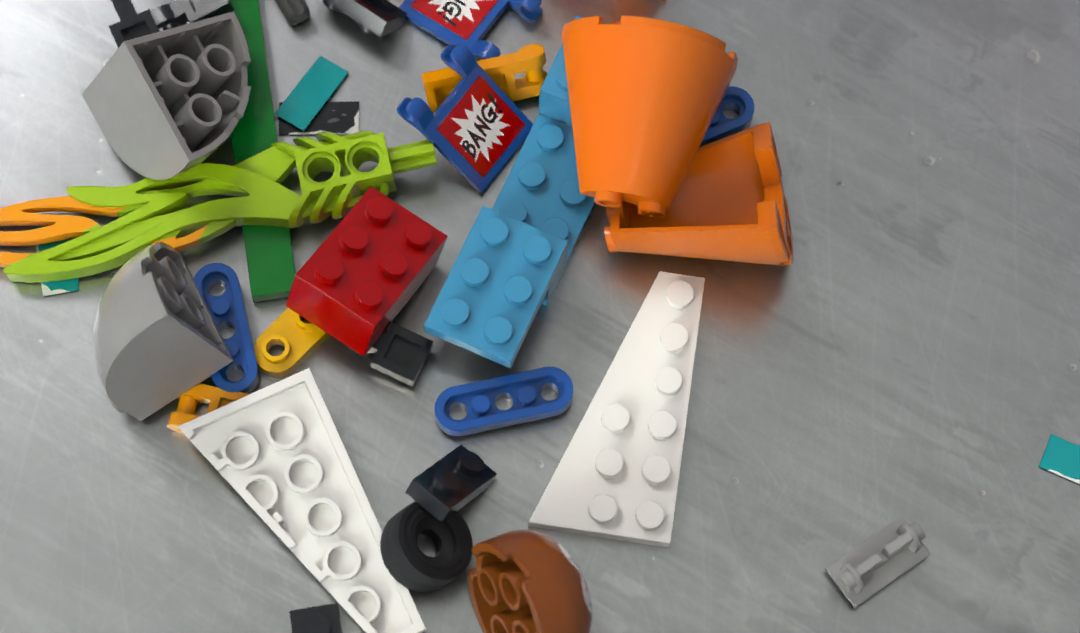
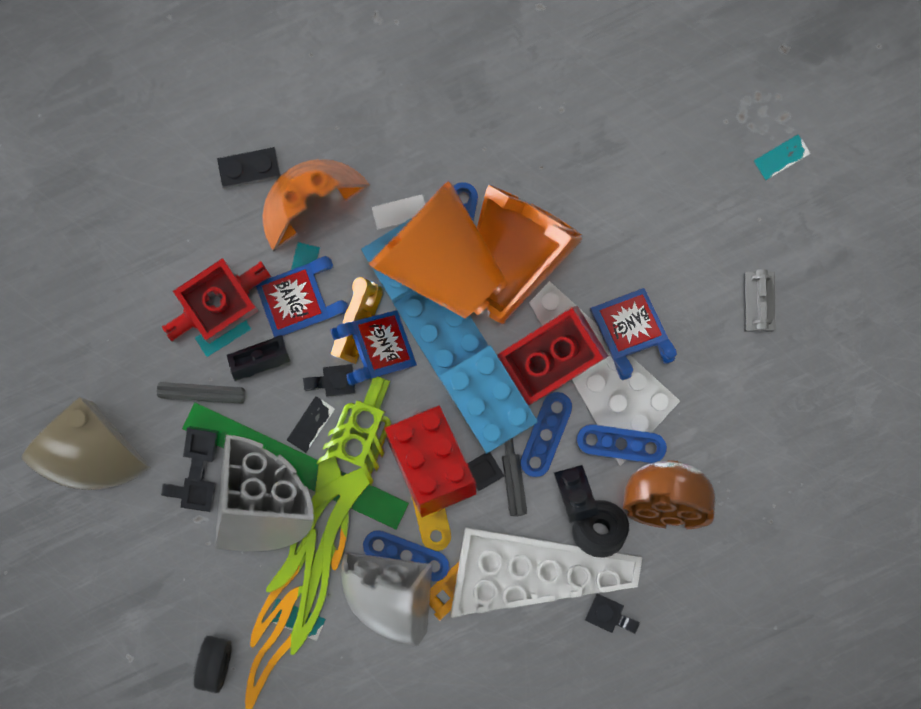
camera: 50 degrees left, 15 degrees up
(311, 93) = (293, 418): teal sticker -> none
(384, 104) = (333, 381): none -> black plate
(417, 399) = (514, 481): none -> dark grey axle
(558, 478) = (635, 442): none -> blue plate
(611, 331) = (552, 355): none -> red brick
(720, 414) = (631, 326): none -> flag

